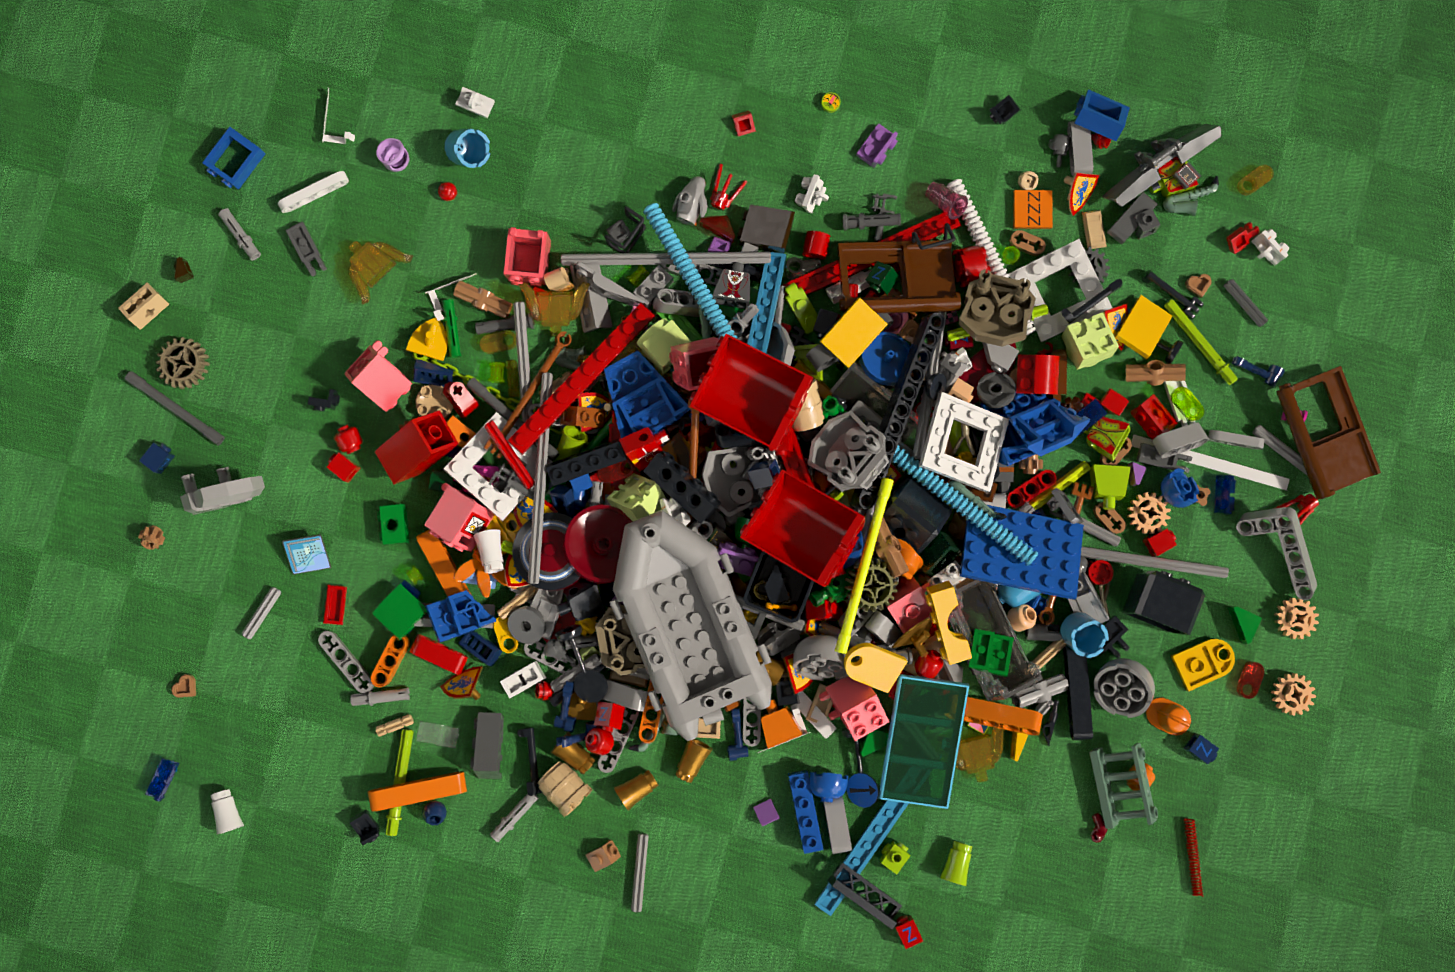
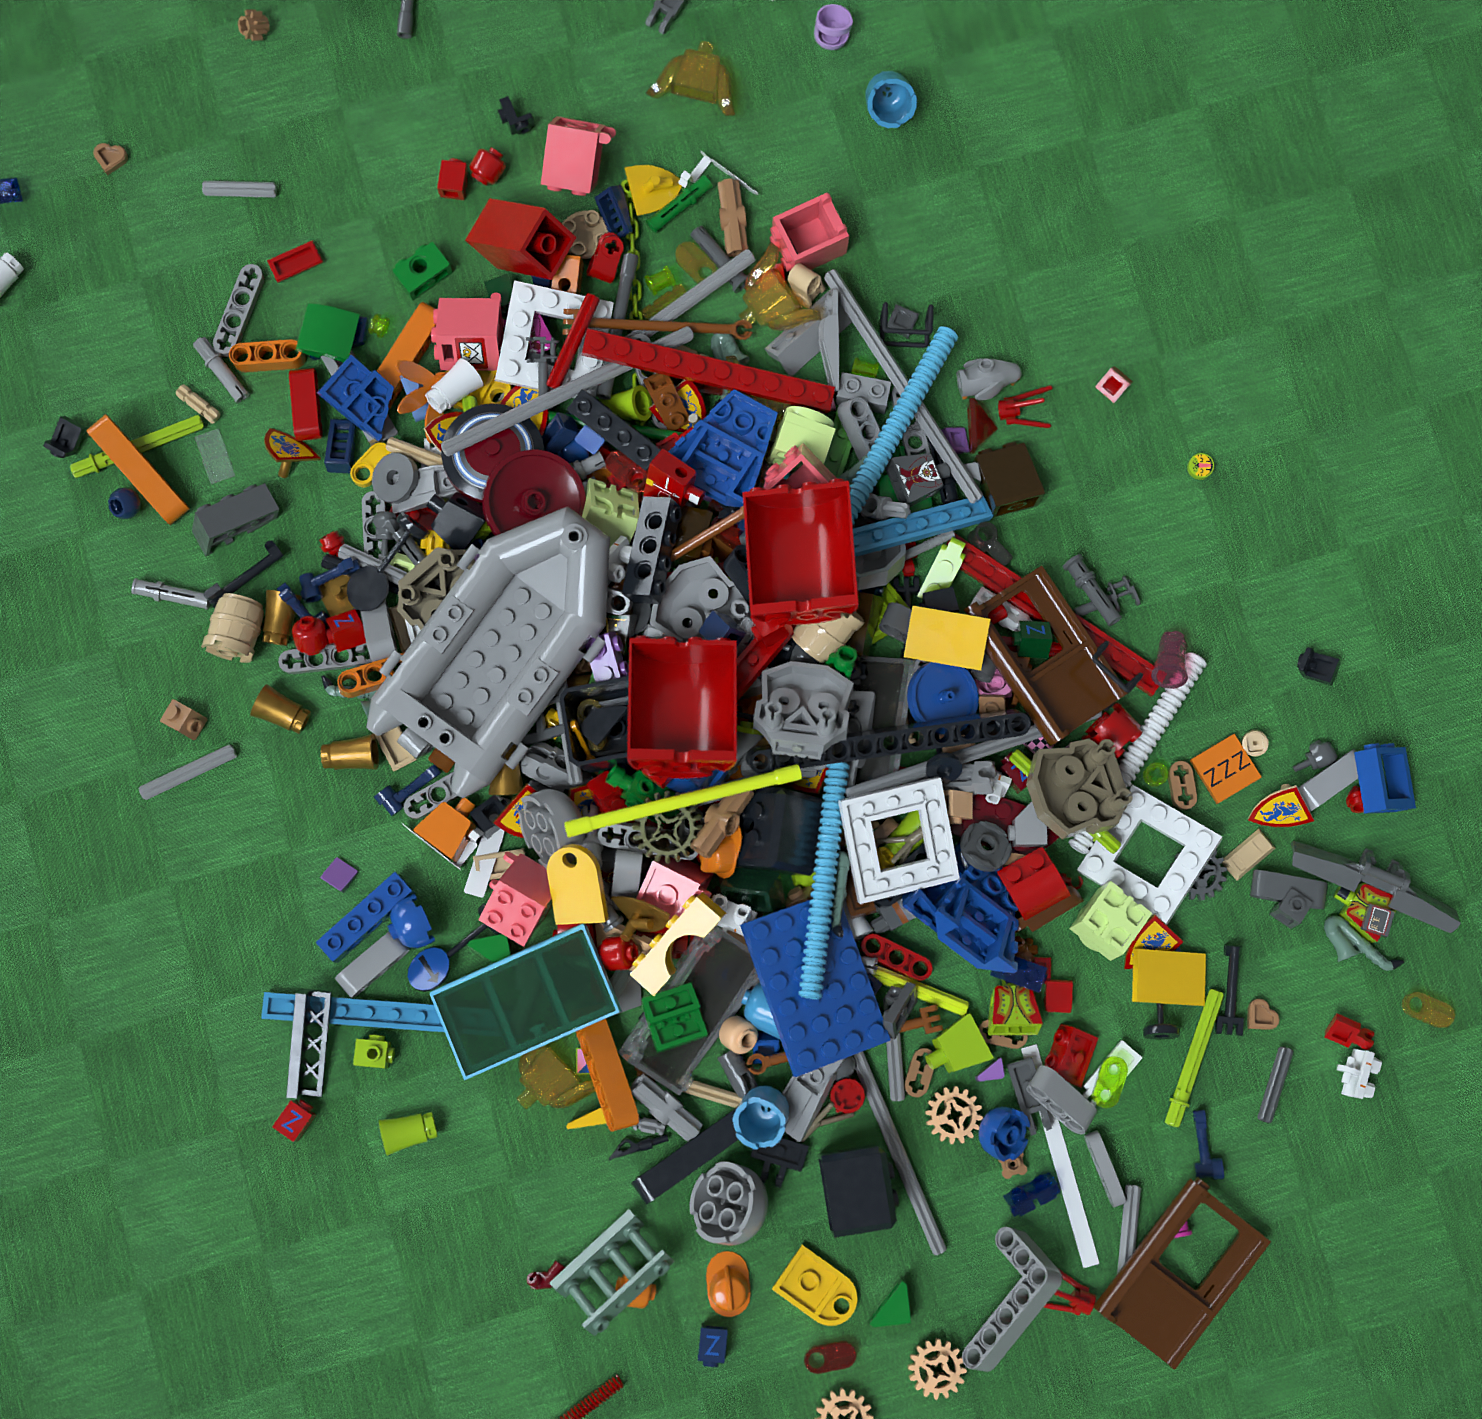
camera: 60 degrees right, 5 degrees down
(219, 495) = (342, 64): light grey brick -> none
(306, 554) = (333, 197): piece -> none
(447, 191) = (830, 109): red plate -> none
(475, 102) = (947, 79): white hips -> none
(523, 679) = (331, 511): white brick -> none
(814, 195) = (1081, 508): white hips -> none
(816, 245) = (1025, 545): red piece -> none
(876, 146) = (1184, 547): medium lavender bracket -> none
(1031, 465) = (925, 941): medium nougat gear -> none
(1070, 317) = (1187, 906): black hinge -> none
(1155, 372) = (1123, 1023): medium nougat piece -> none
(1160, 542) = (928, 1149): red brick -> none

